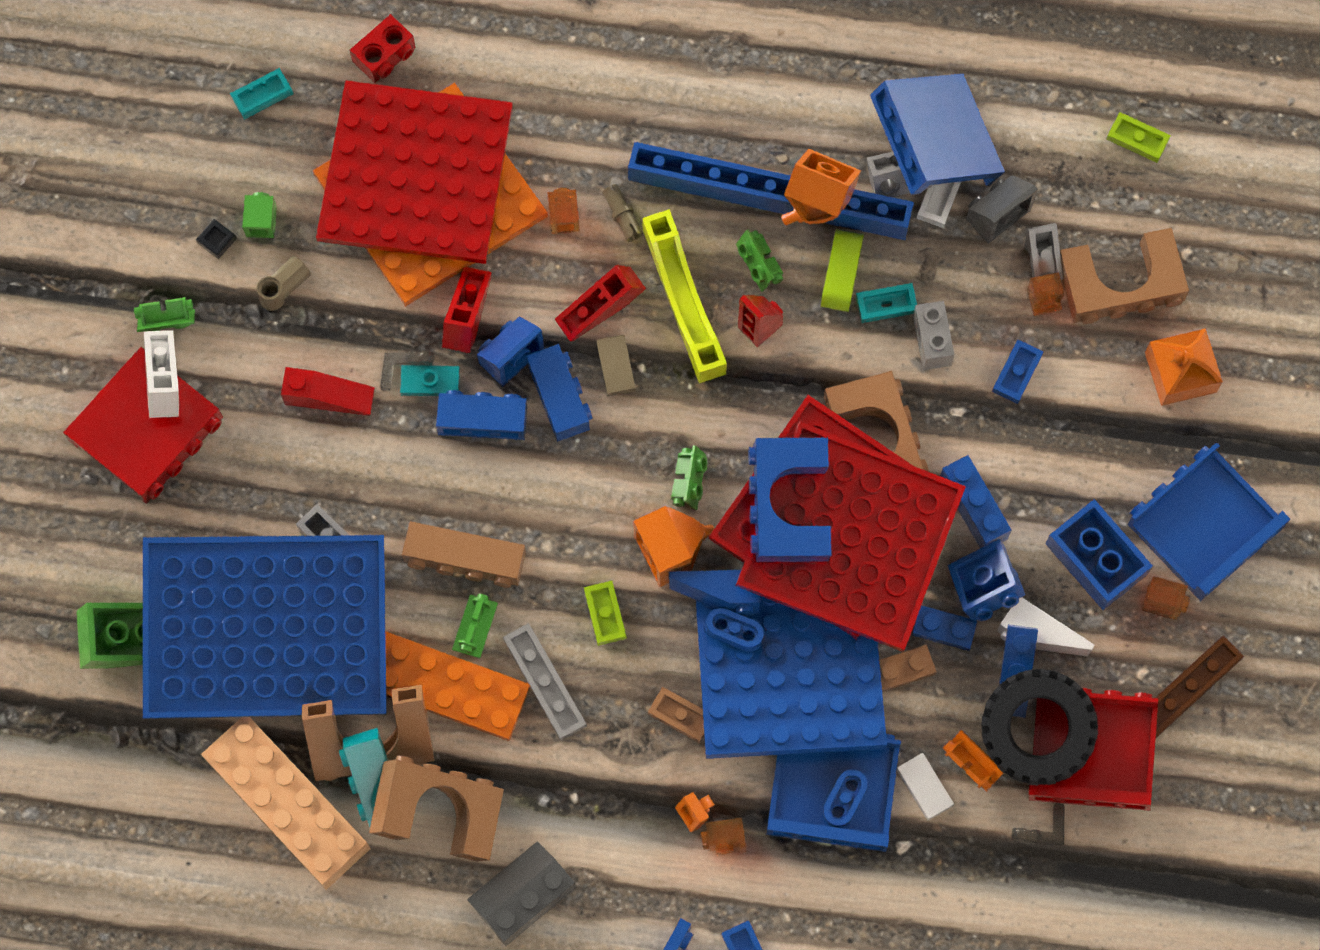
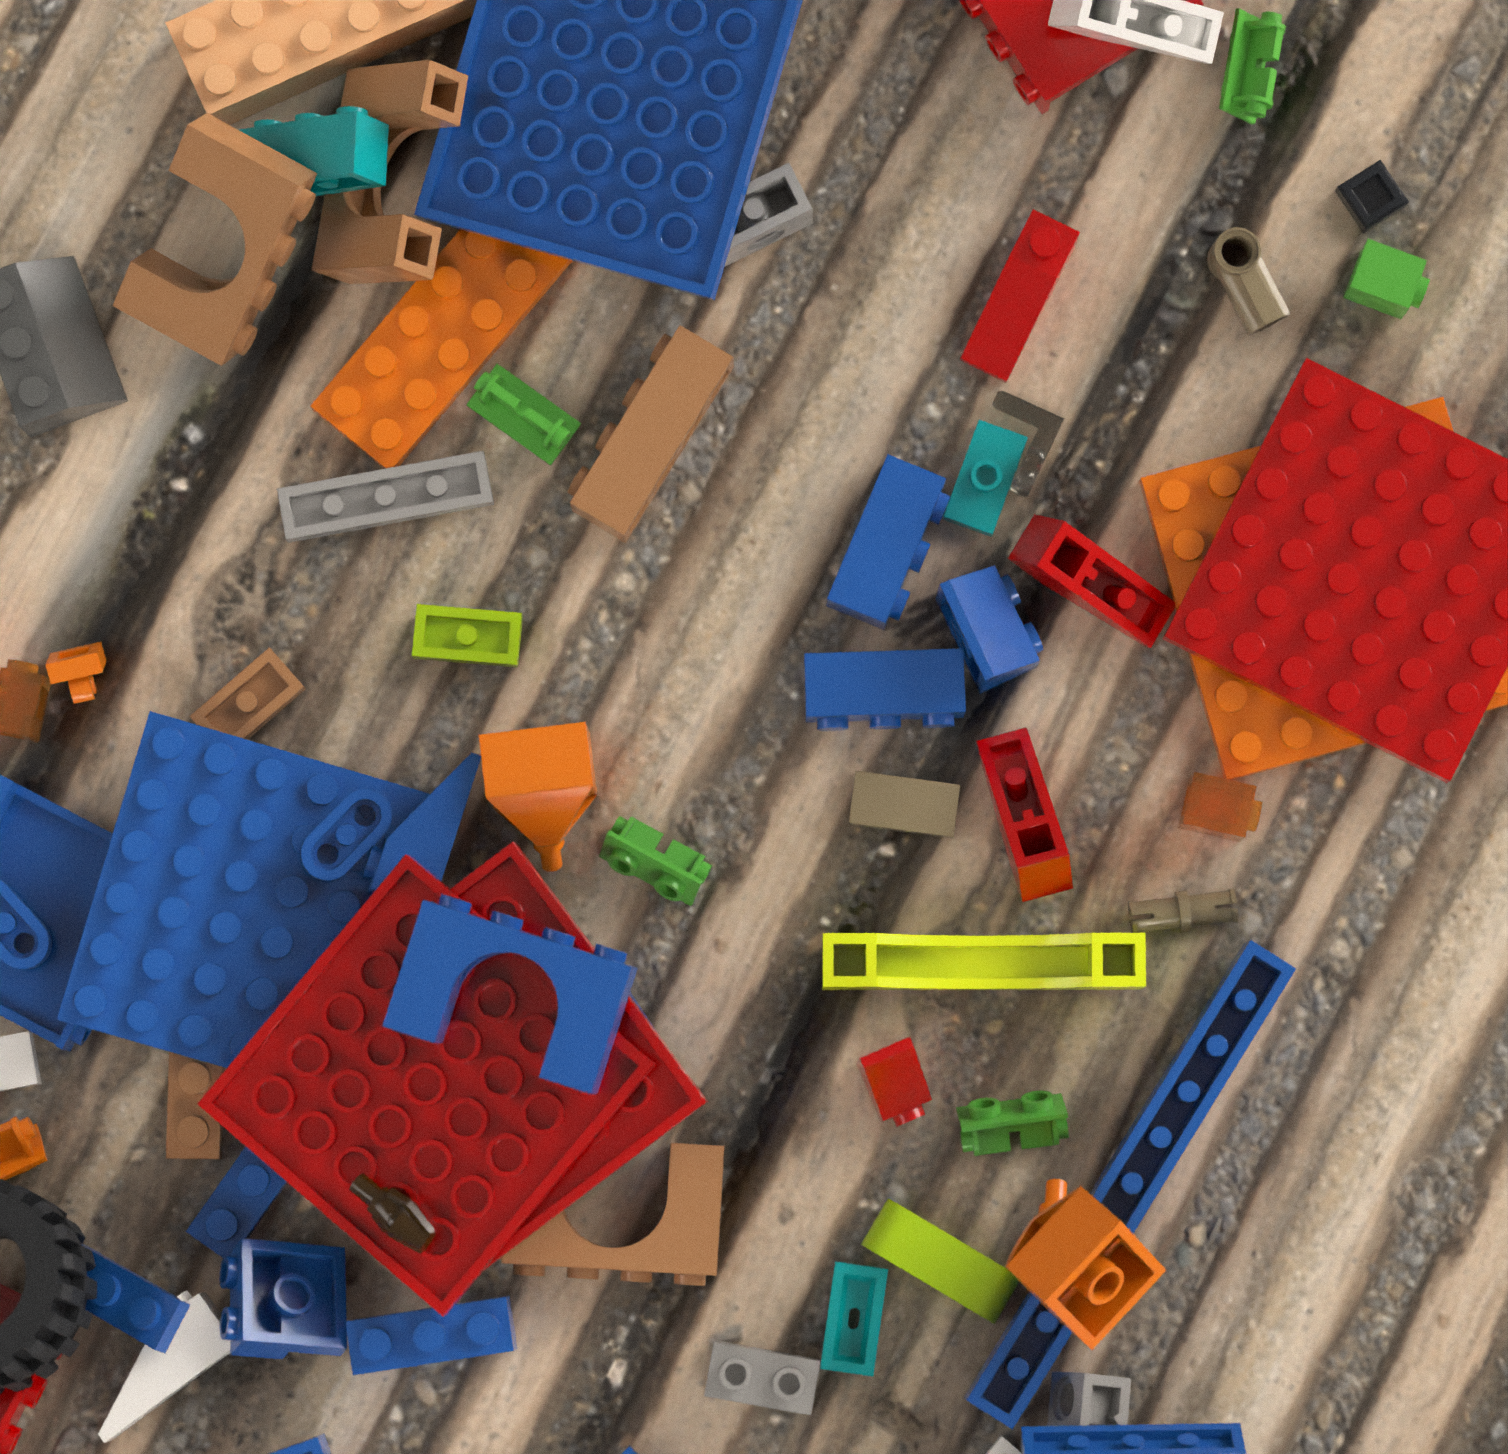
camera: 110 degrees right, 10 degrees up
(923, 523) = (394, 1214): none -> dark brown piece

